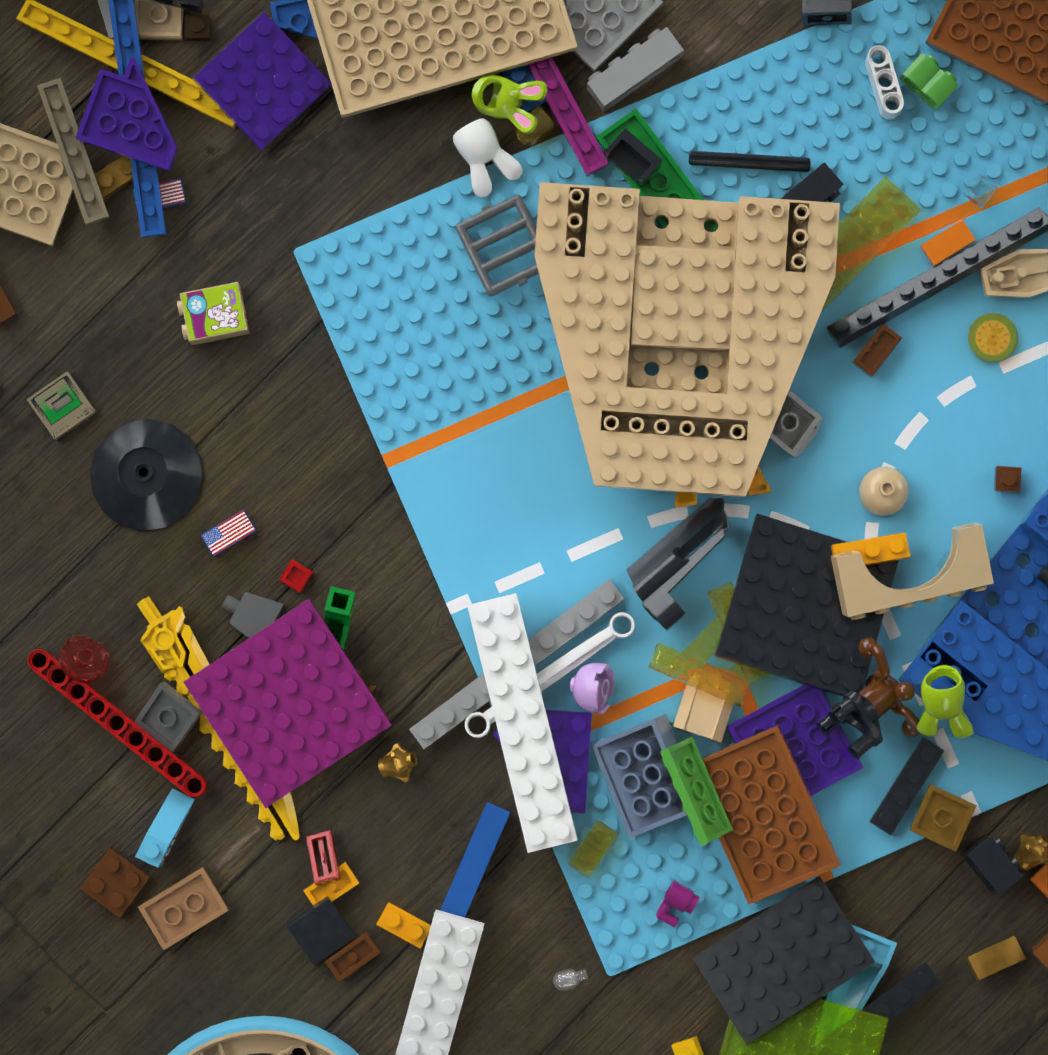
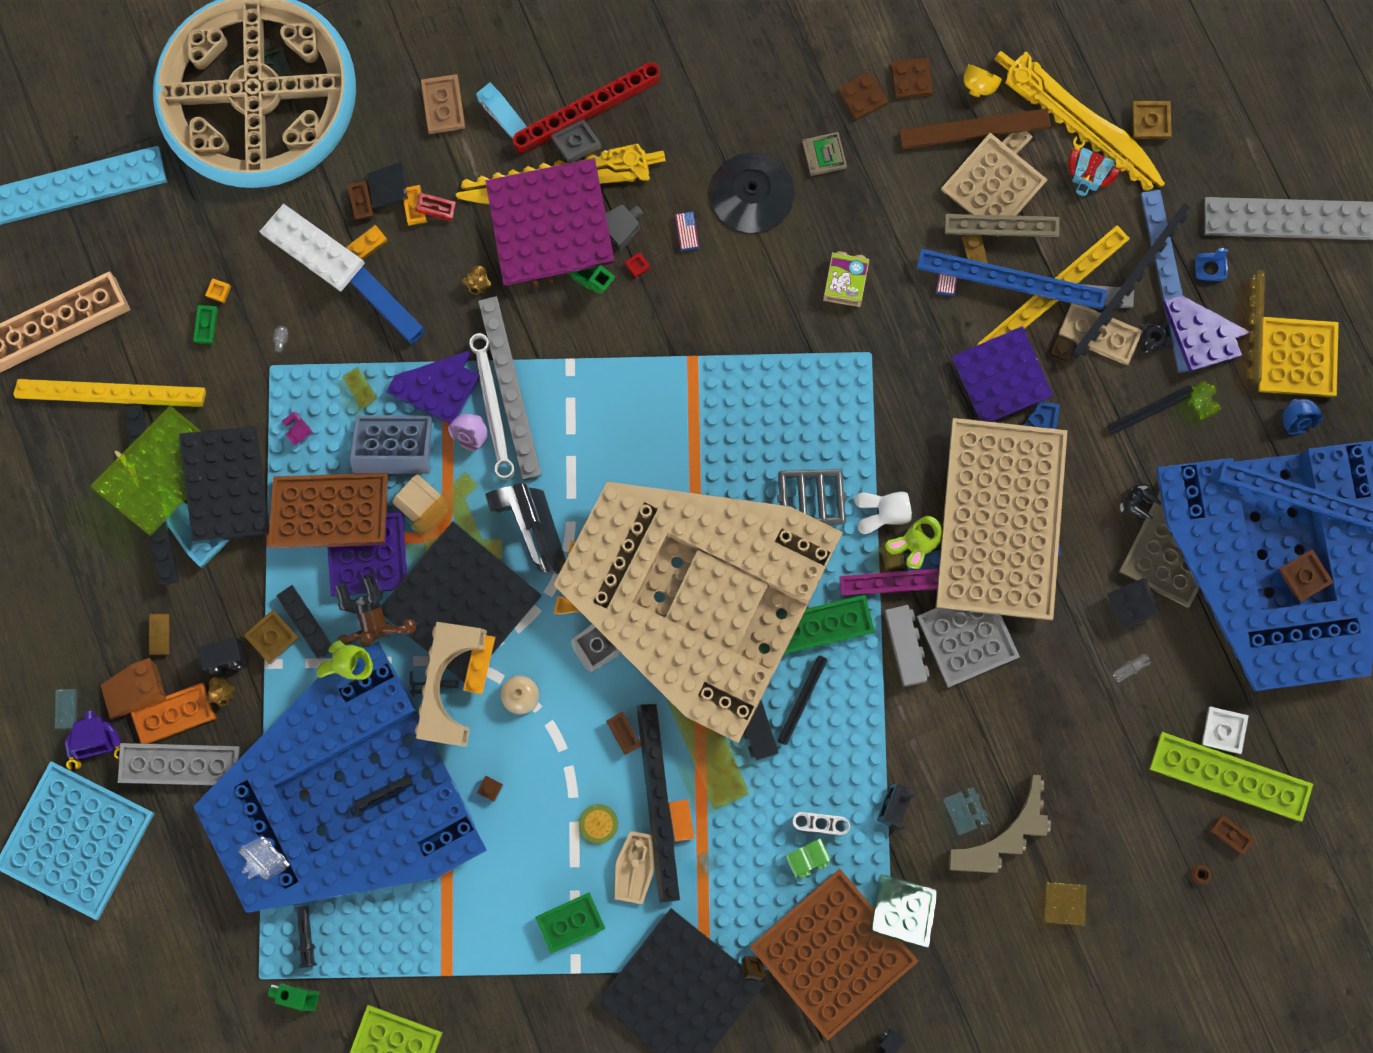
camera: 115 degrees right, 5 degrees down
(83, 659) = (639, 101): clear red tile -> none
(115, 882) = (480, 67): reddish brown plate -> none
(127, 119) = (1009, 268): dark purple wing -> none
(522, 723) = (464, 370): white brick -> none
(633, 157) = (837, 613): black panel -> none
(696, 791) = (363, 467): bright green plate -> none
(907, 583) = (443, 684): none -> black piece

